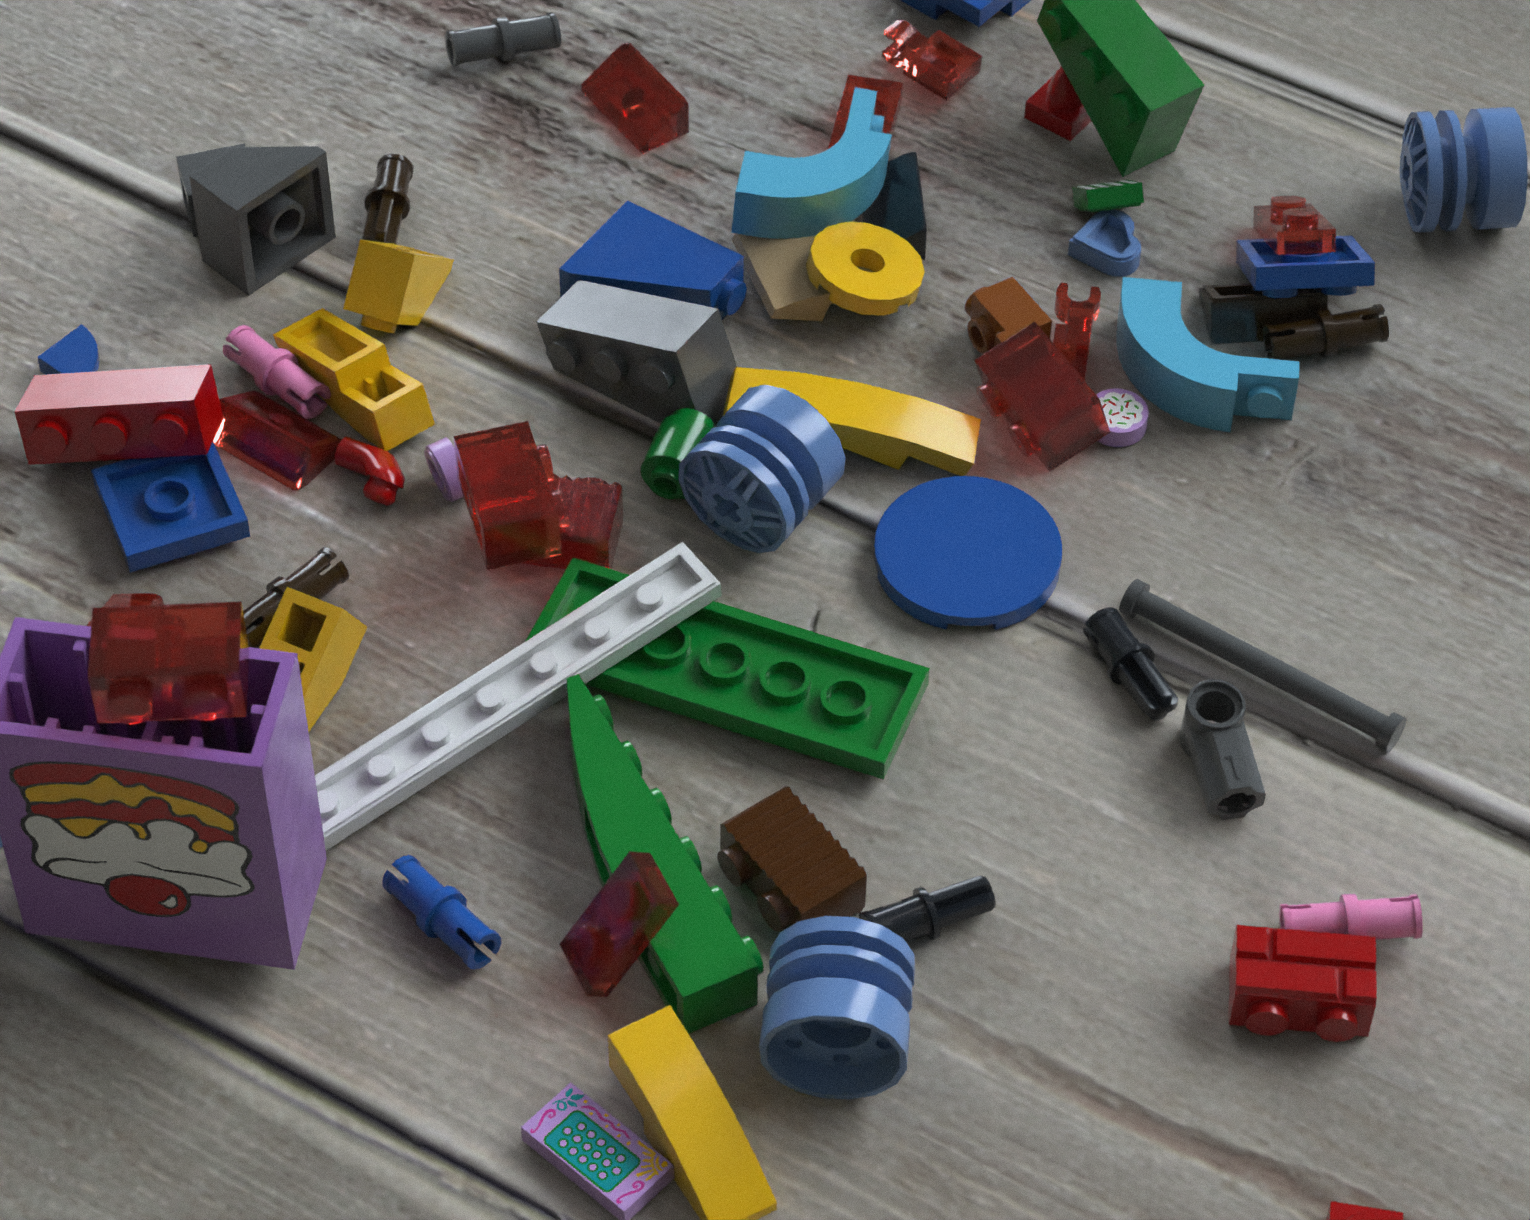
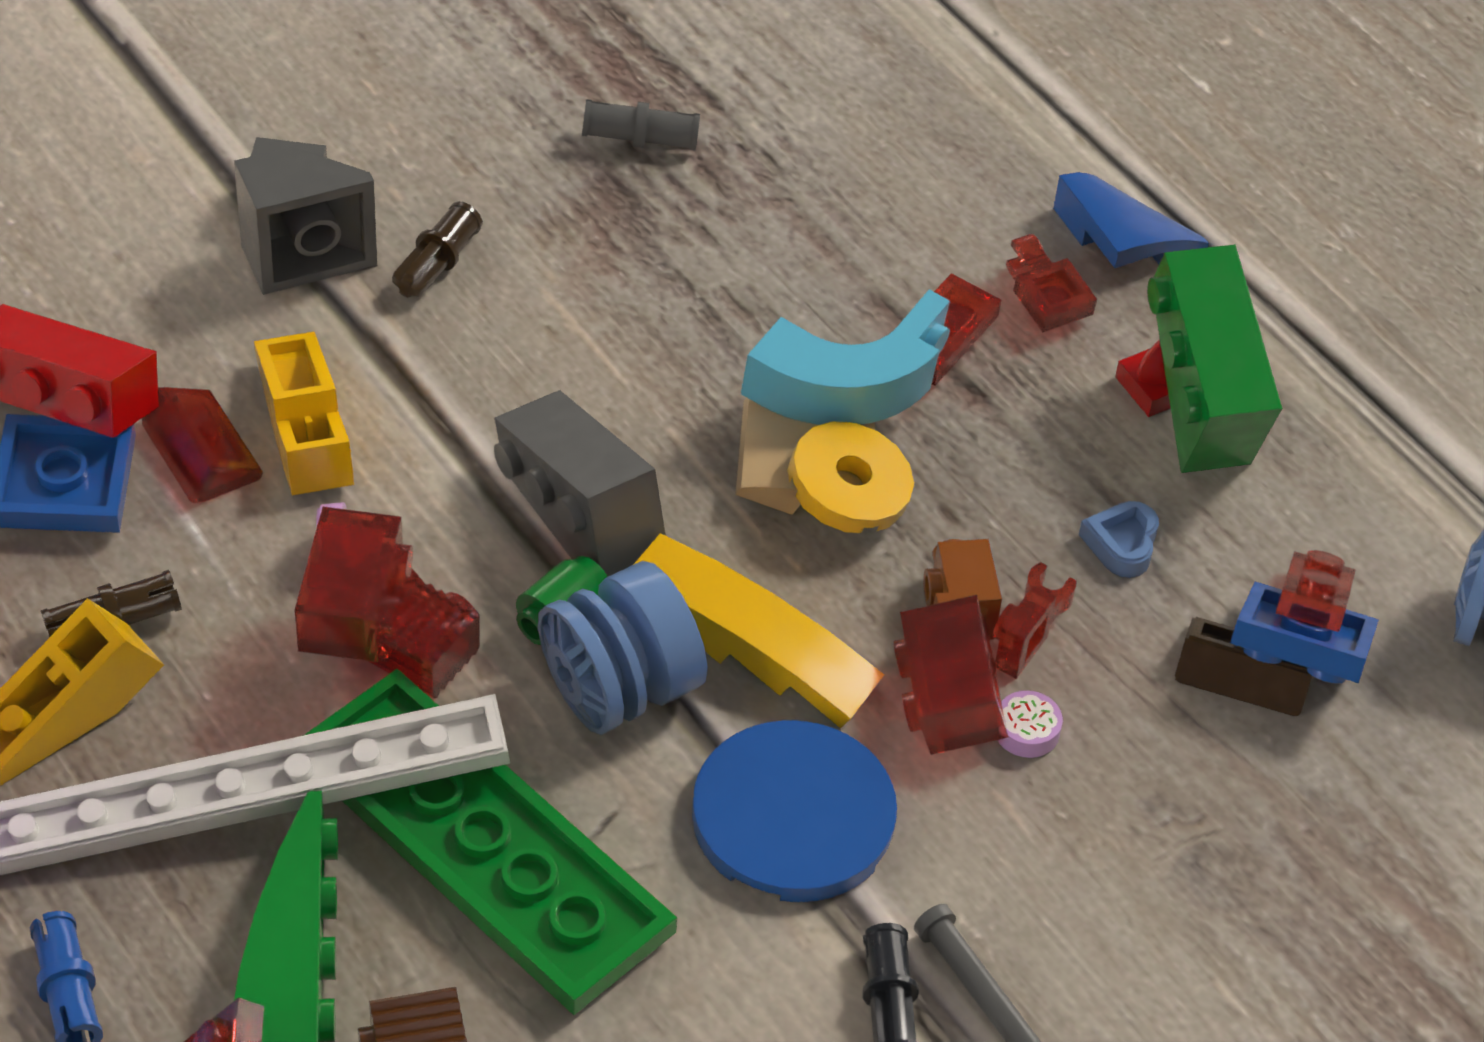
camera: 20 degrees right, 0 degrees up
(71, 354) = (63, 297): blue tile -> none
(276, 371) = (235, 379): bright pink pin -> none
(377, 464) = (274, 511): red arm -> none
(394, 284) = (393, 330): yellow slope -> none
(637, 99) = (734, 229): clear red slope -> none
(659, 259) = (650, 405): blue slope -> none
(901, 203) = (928, 425): black slope -> none
(1108, 195) = (1146, 488): green tile -> none
(1187, 375) = (1120, 709): medium azure arch -> none
(1326, 333) = (1293, 714): dark brown pin -> none

